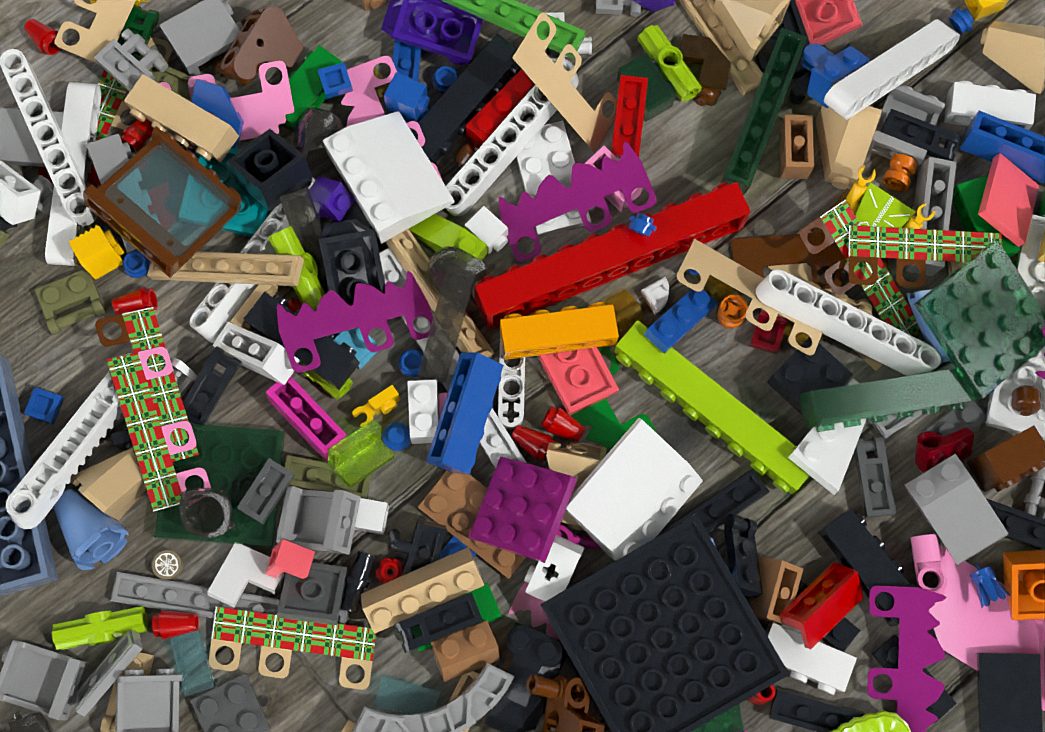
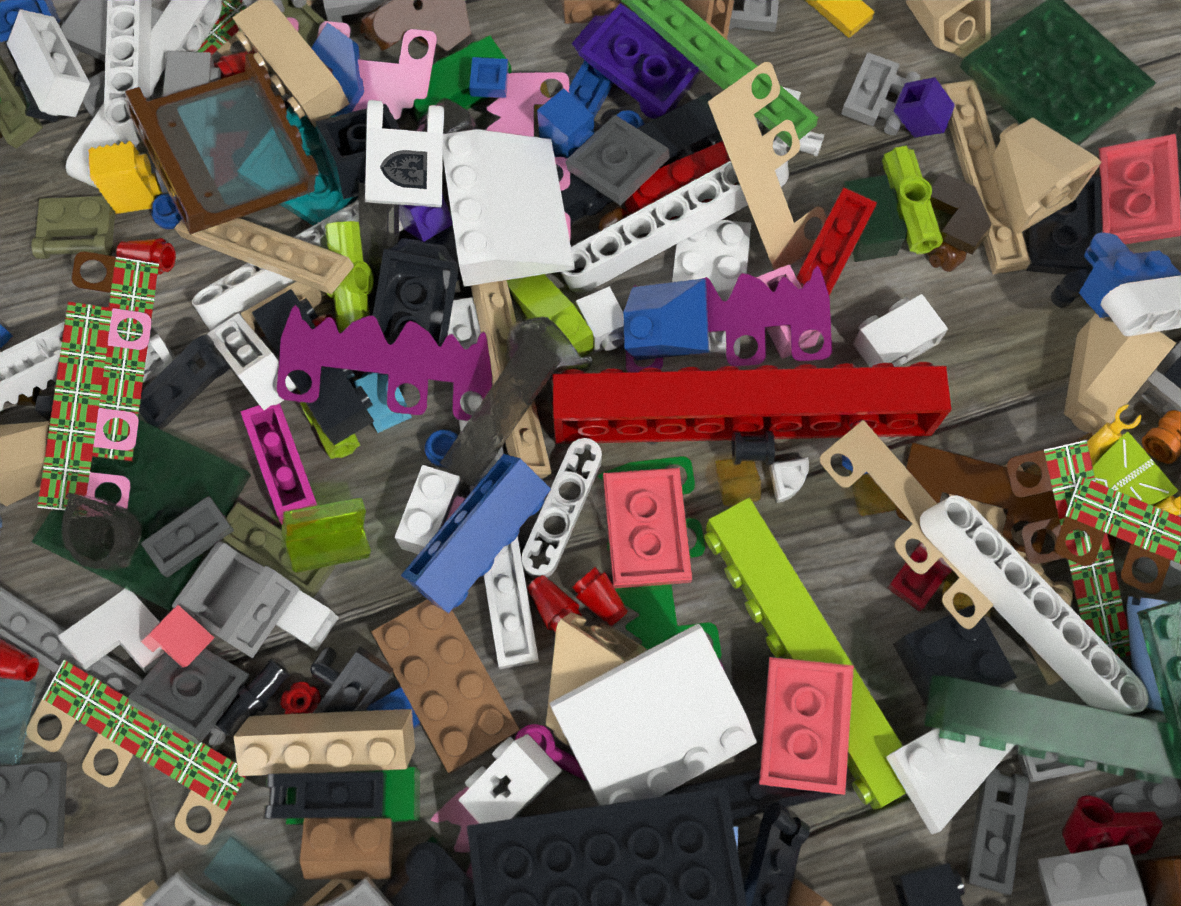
camera: 25 degrees right, 5 degrees down
(167, 565) = (34, 584): dark tan tile -> none
(306, 171) = (404, 164): none -> white flag
(382, 402) = (381, 482): yellow plate -> none
(396, 436) = (382, 530): blue plate -> none
(454, 111) = (617, 159): none -> dark grey plate
(523, 509) = (498, 687): magenta plate -> none
(533, 214) = (667, 320): none -> blue slope
(558, 331) = (641, 474): light orange brick -> none
(626, 284) = (753, 447): none -> black bush
(642, 224) = (799, 373): blue plate -> none
(680, 319) = (807, 518): blue plate -> none
(696, 166) = (900, 334): none -> white brick
(731, 456) = (807, 725): none -> coral tile
(734, 306) = (884, 527): orange wheel -> none
(764, 109) = (1016, 291): clear green brick -> none
(796, 146) = (1041, 354): medium nougat brick -> none

